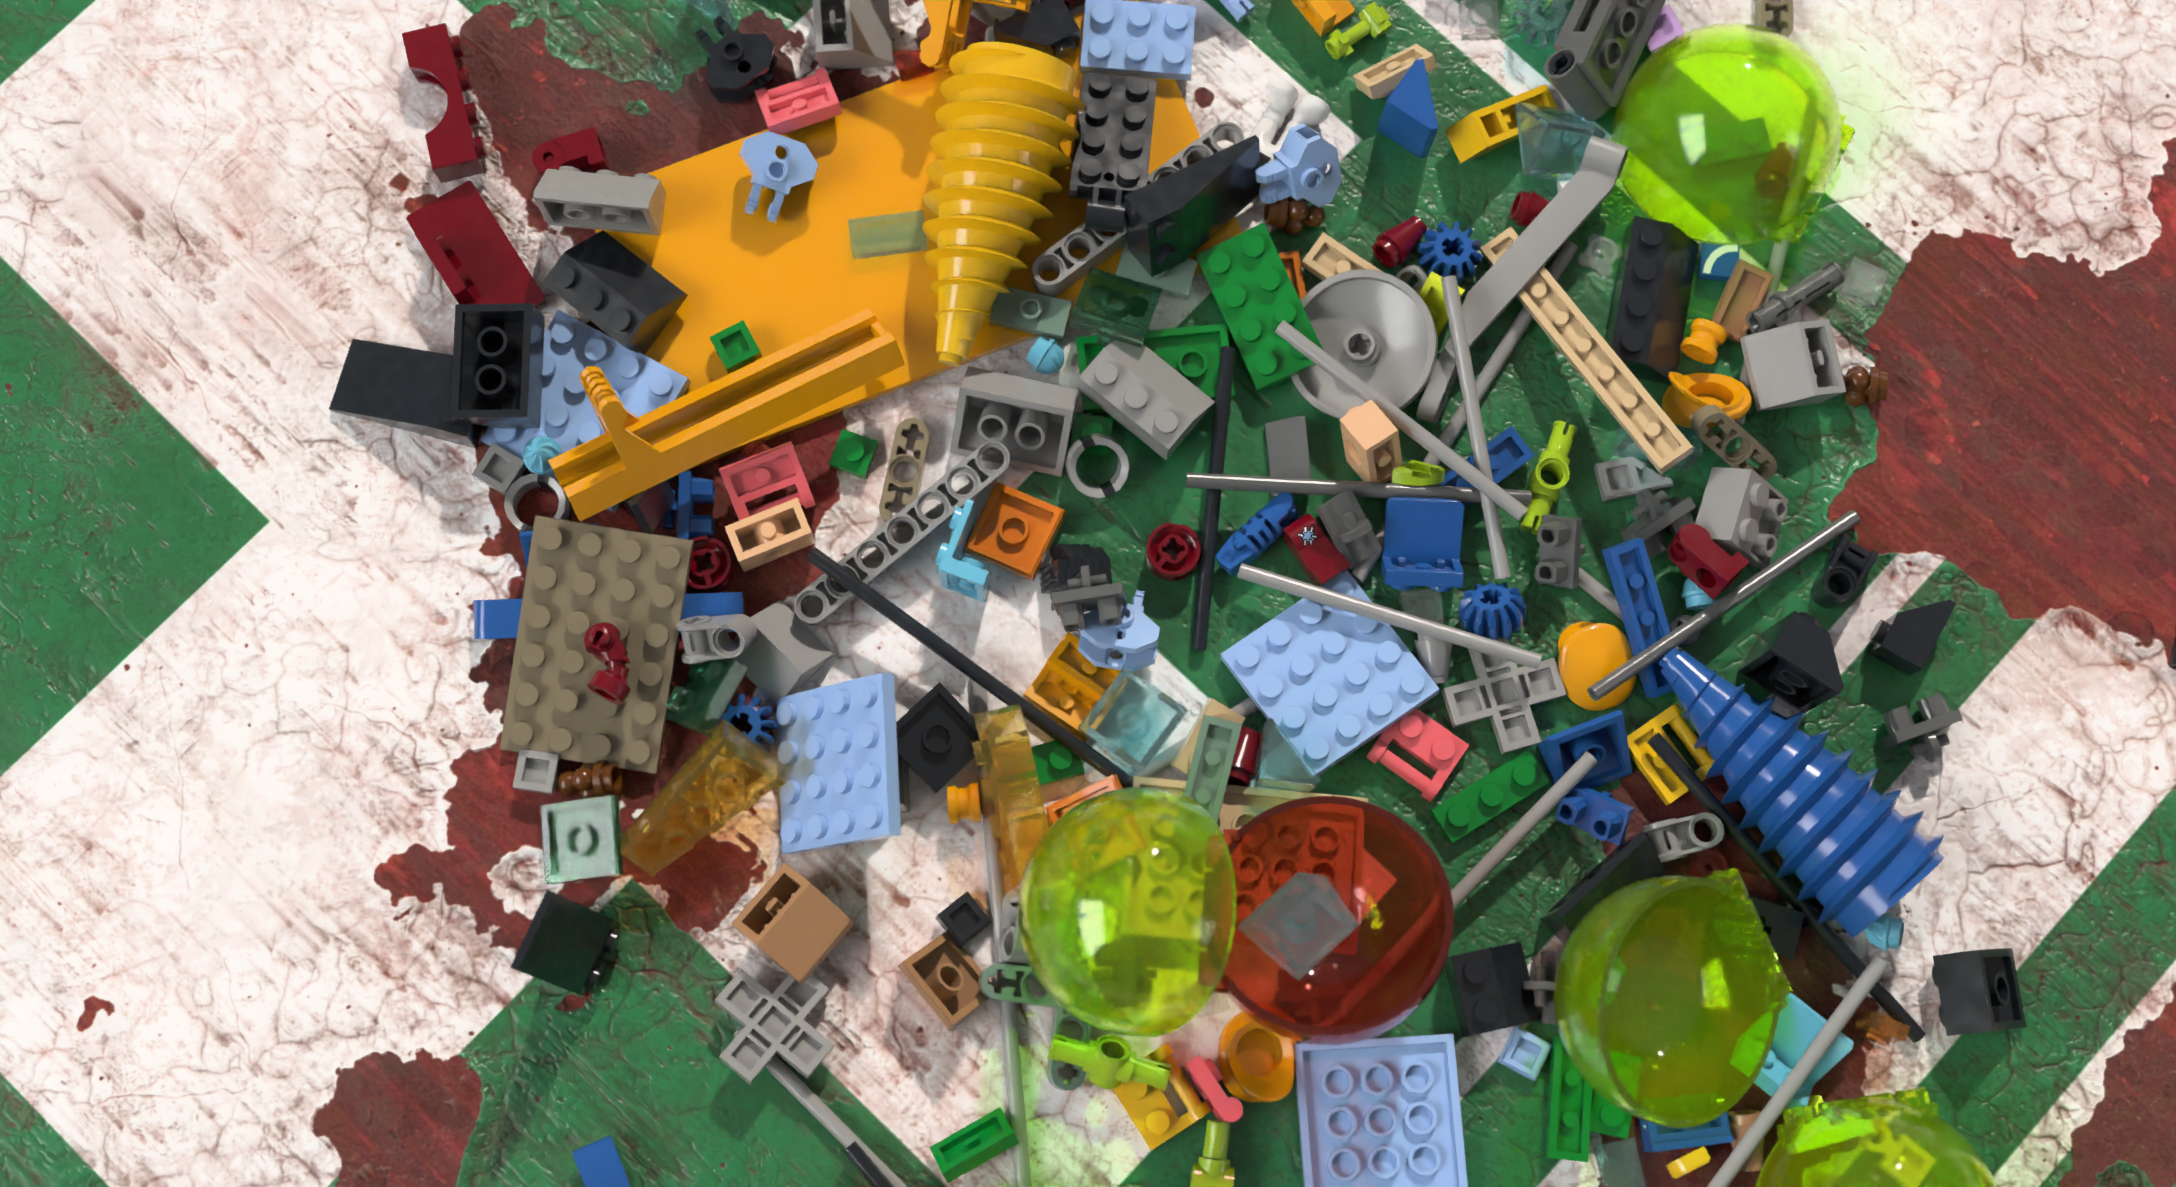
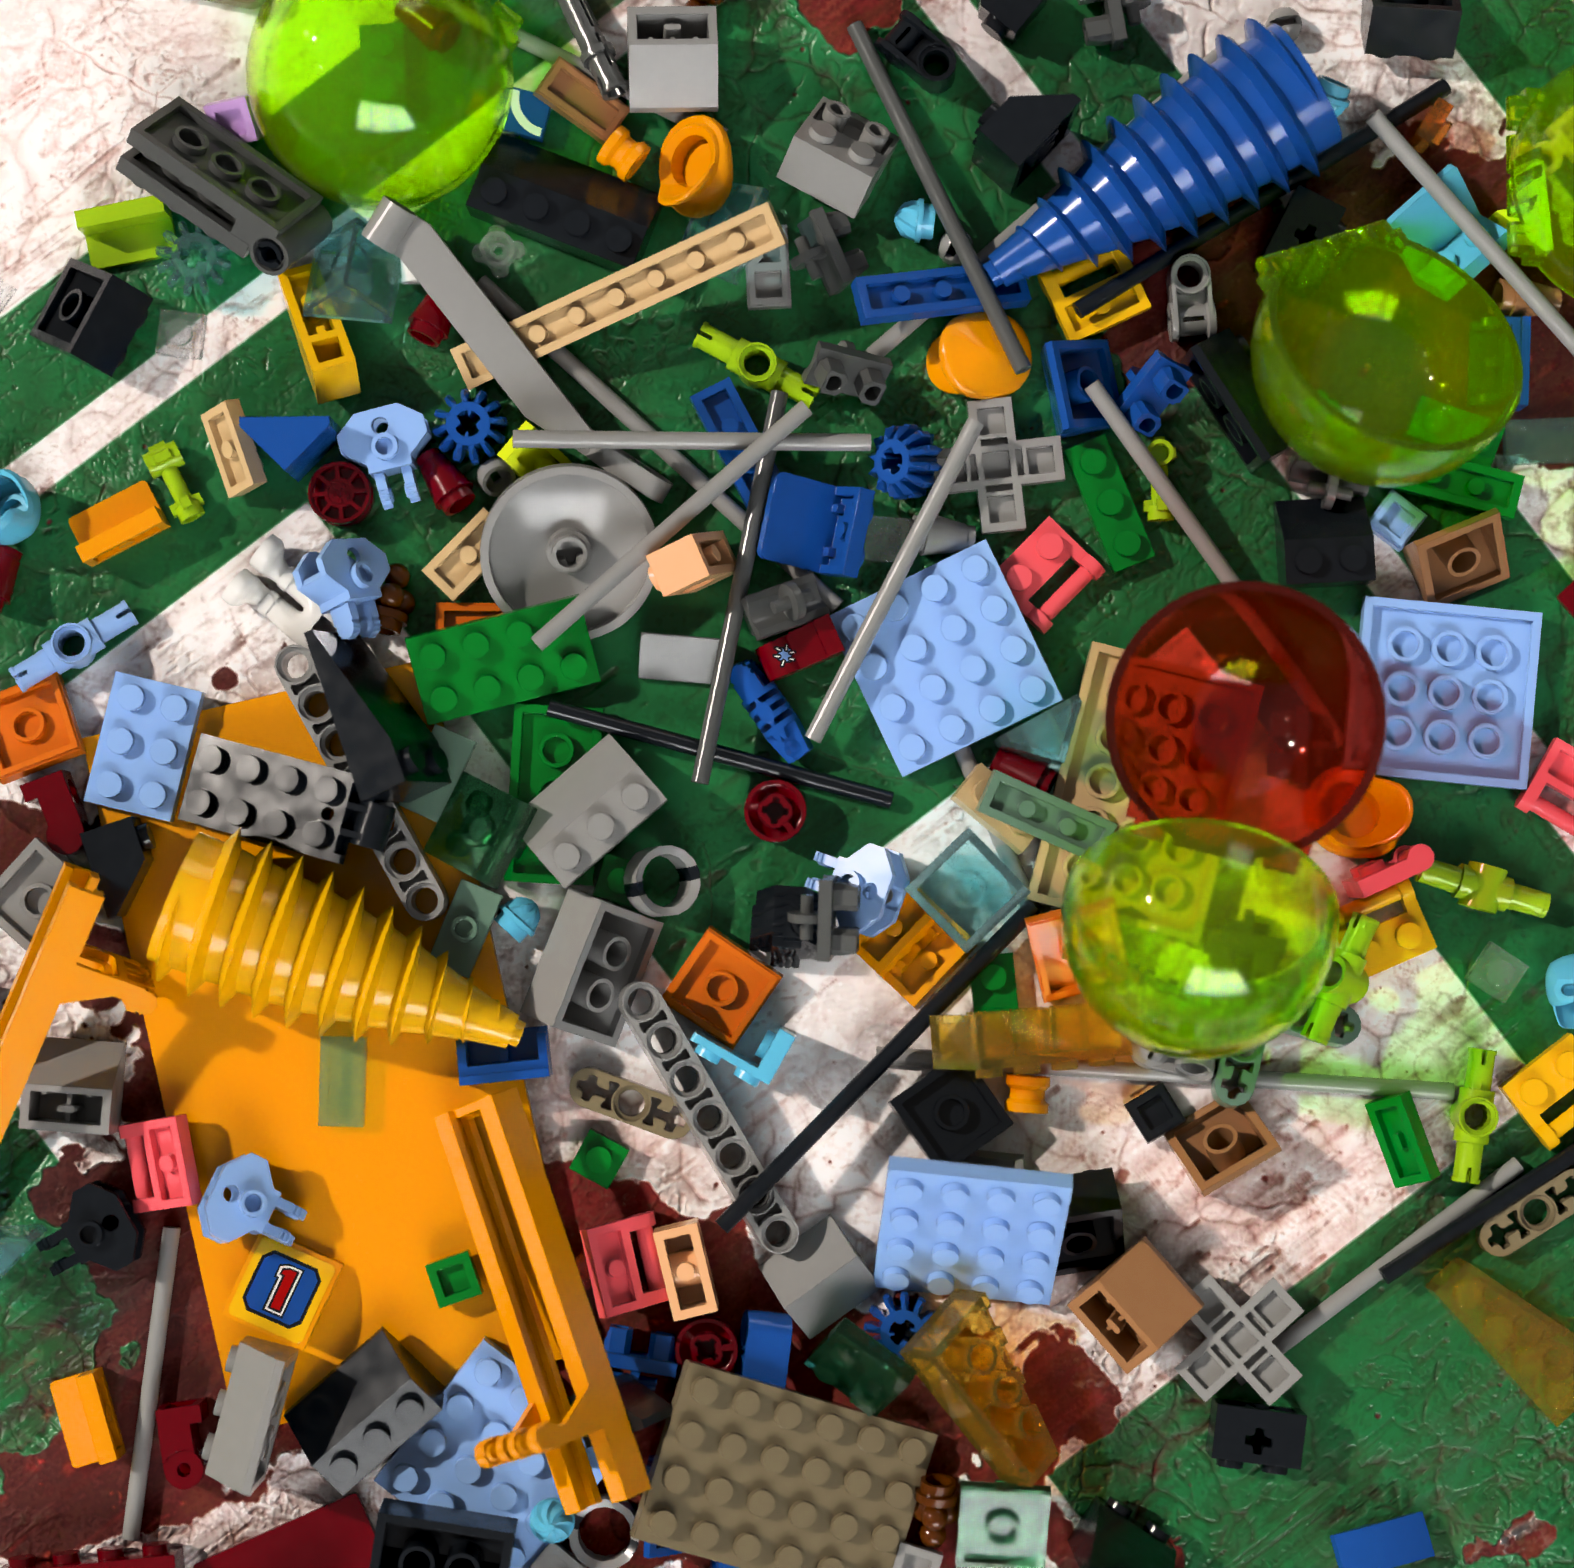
camera: 75 degrees left, 10 degrees up
(581, 82) = (88, 1418): none -> light orange panel
(606, 646) = (794, 1475): dark red arm -> none
(617, 126) = (151, 1383): none -> light grey piece
(703, 1032) = (1234, 1419): none -> black brick
(706, 212) = (282, 1290): none -> slope
(708, 637) = (798, 1355): light grey piece -> none
(859, 872) = (1093, 1224): none -> black slope
(910, 65) = (130, 1025): clear red tile -> none
(930, 376) = (488, 1063): none -> blue hinge
(1300, 923) = (1251, 753): clear light blue slope -> none
(1373, 162) = (341, 494): none -> dark red wheel
(1418, 474) = (732, 515): lime tile -> none
(1421, 188) = (387, 451): none -> light blue hinge
(1503, 1114) = (1459, 558): none -> medium nougat slope
(1539, 835) = (1163, 453): none -> lime bar
(1688, 1163) = (1542, 368): yellow tile -> none
(1704, 560) = (888, 211): dark red leg -> none
(1714, 858) = (1236, 270): clear red plate -> none
(1729, 431) = (742, 151): dark tan beam -> none
(1933, 886) = (1286, 13): none -> light grey hinge

